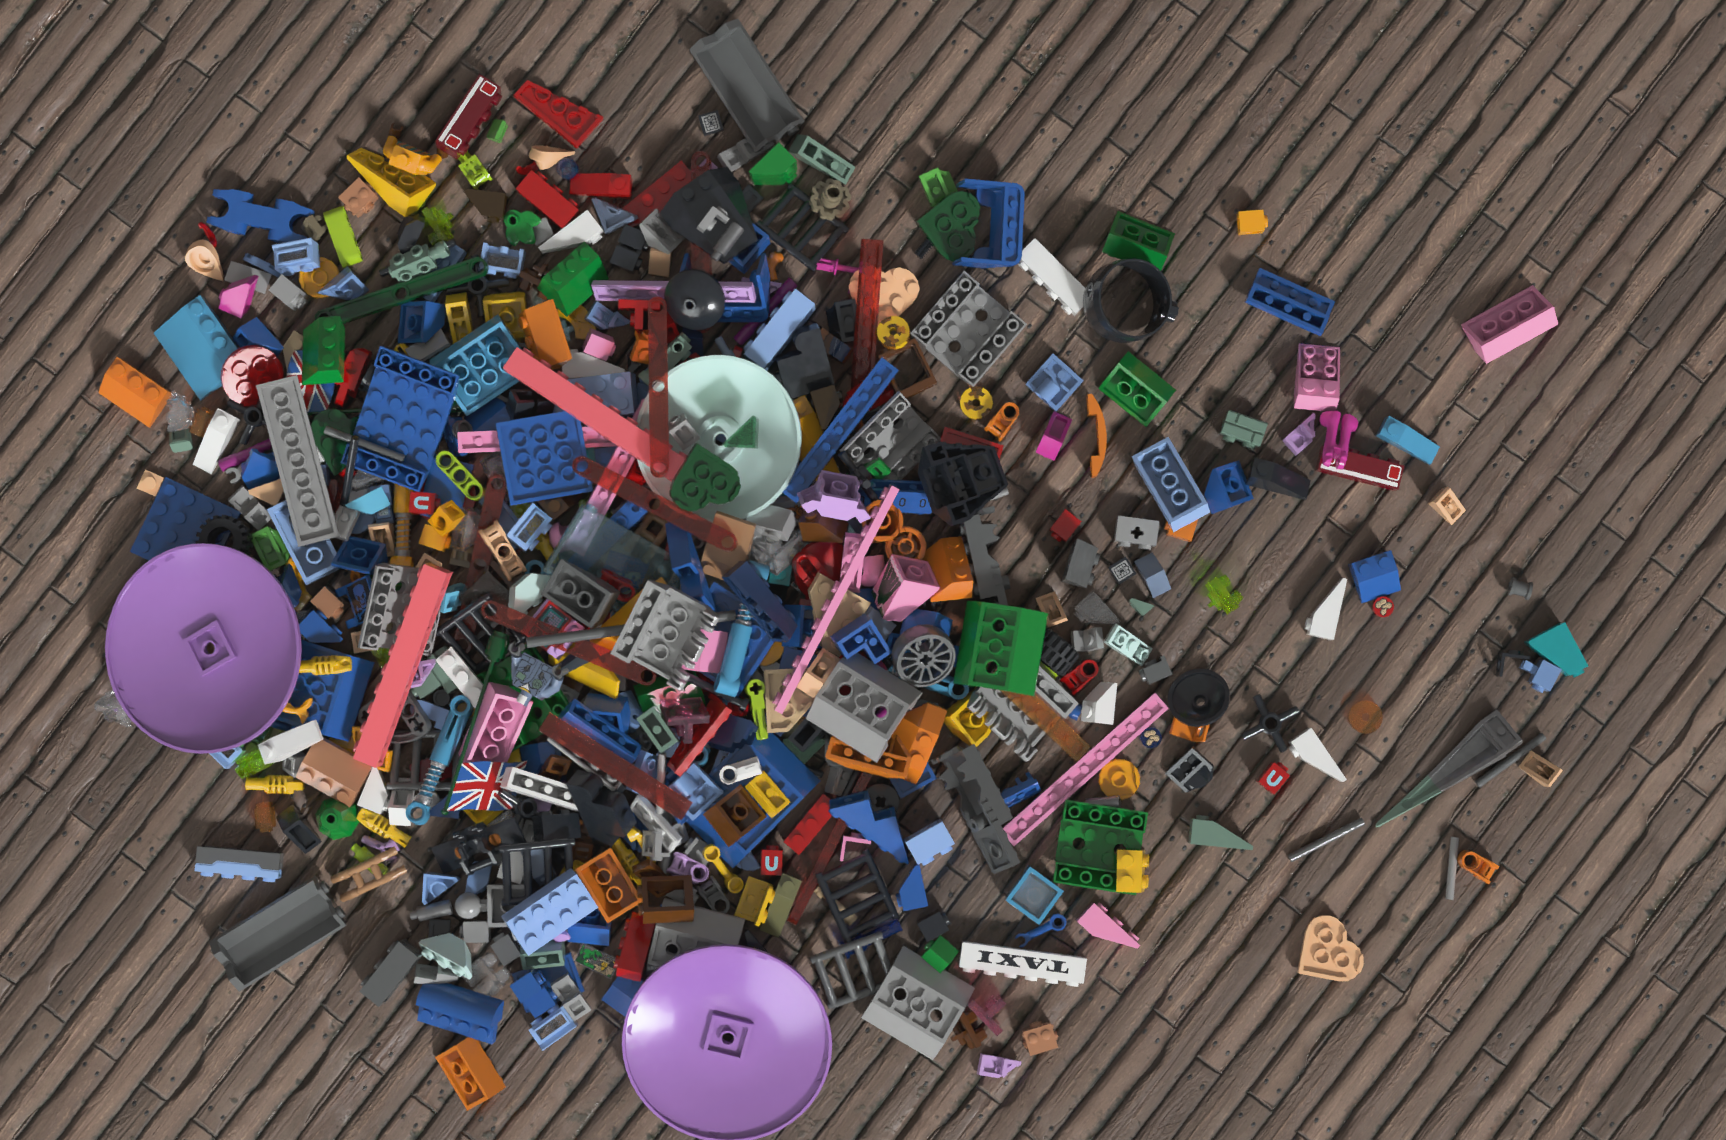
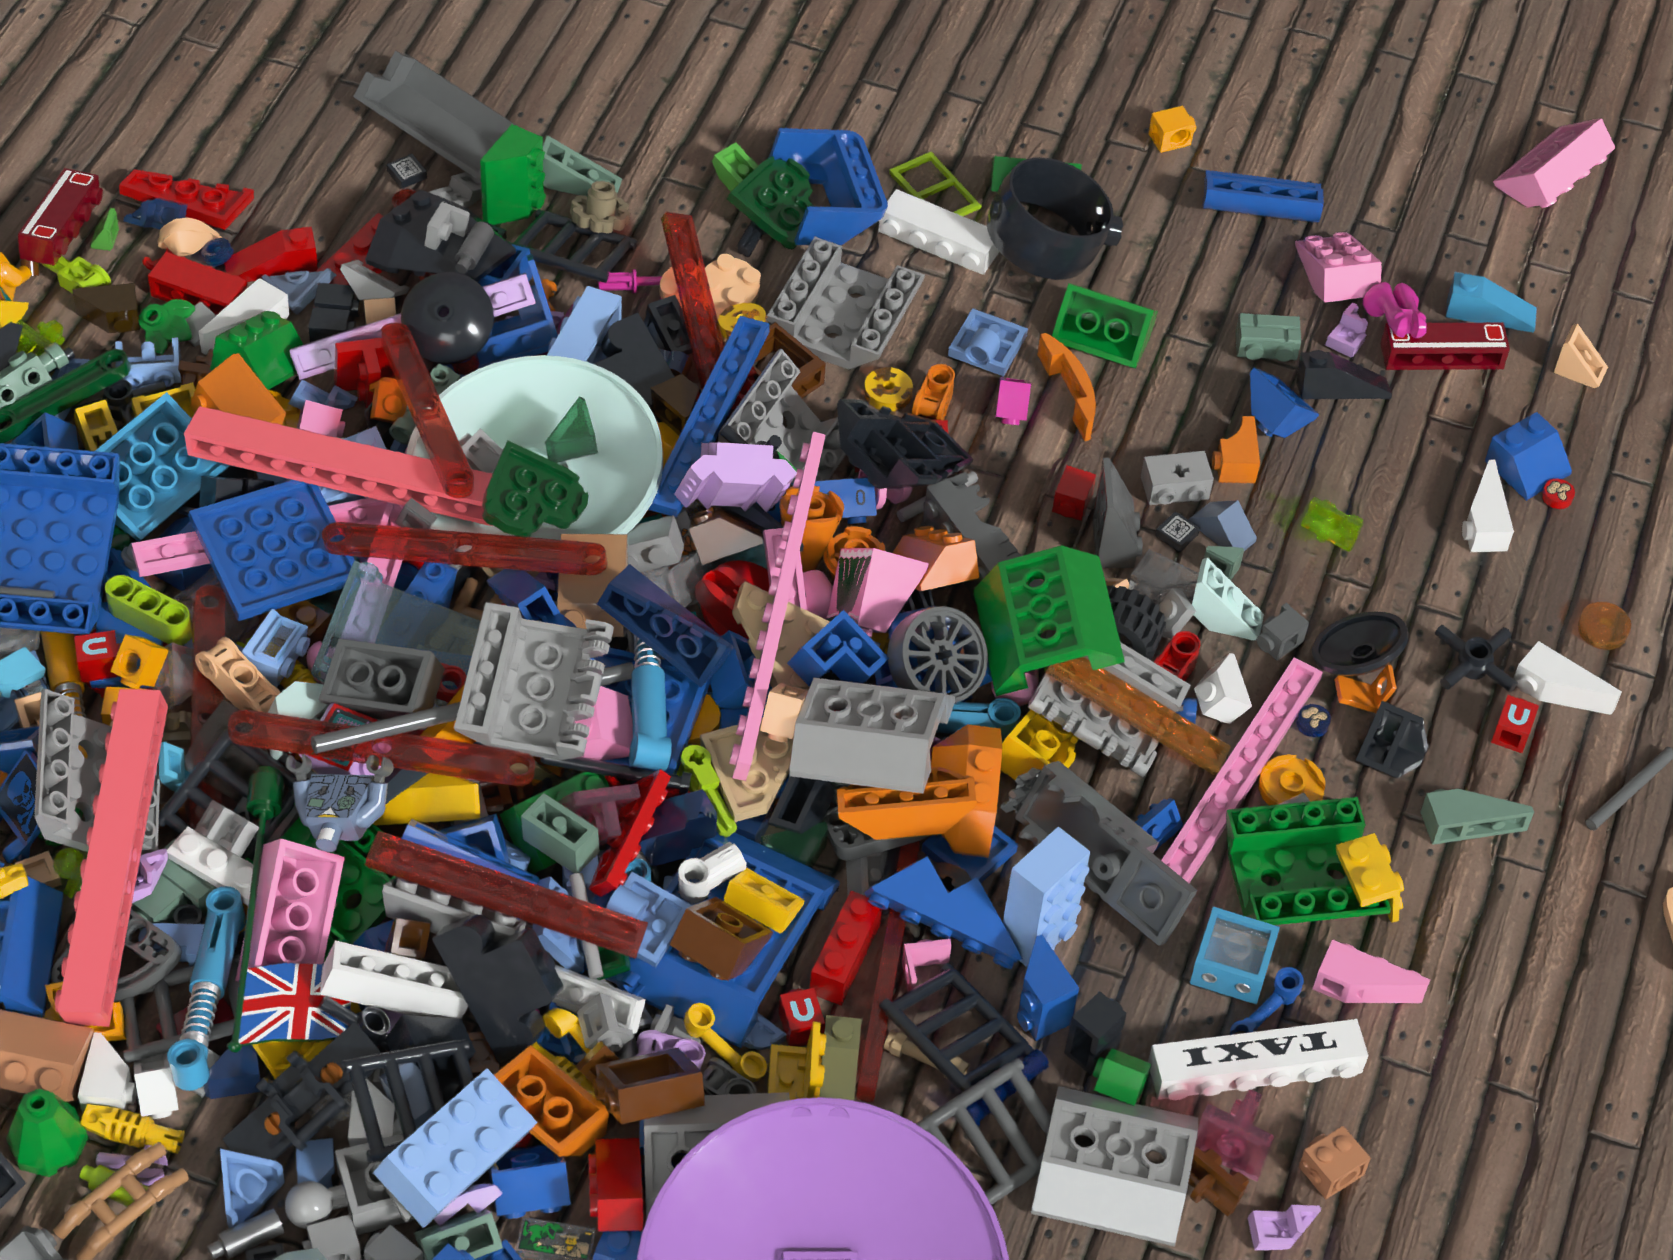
camera: 20 degrees left, 35 degrees down
(472, 656) = (226, 828): none -> light grey slope
(536, 125) = (156, 213): none -> dark blue slope
(633, 464) = (415, 516): none -> dark grey tile
(1082, 226) = (950, 181): none -> lime window
(1171, 484) = (1202, 400): light blue brick -> none

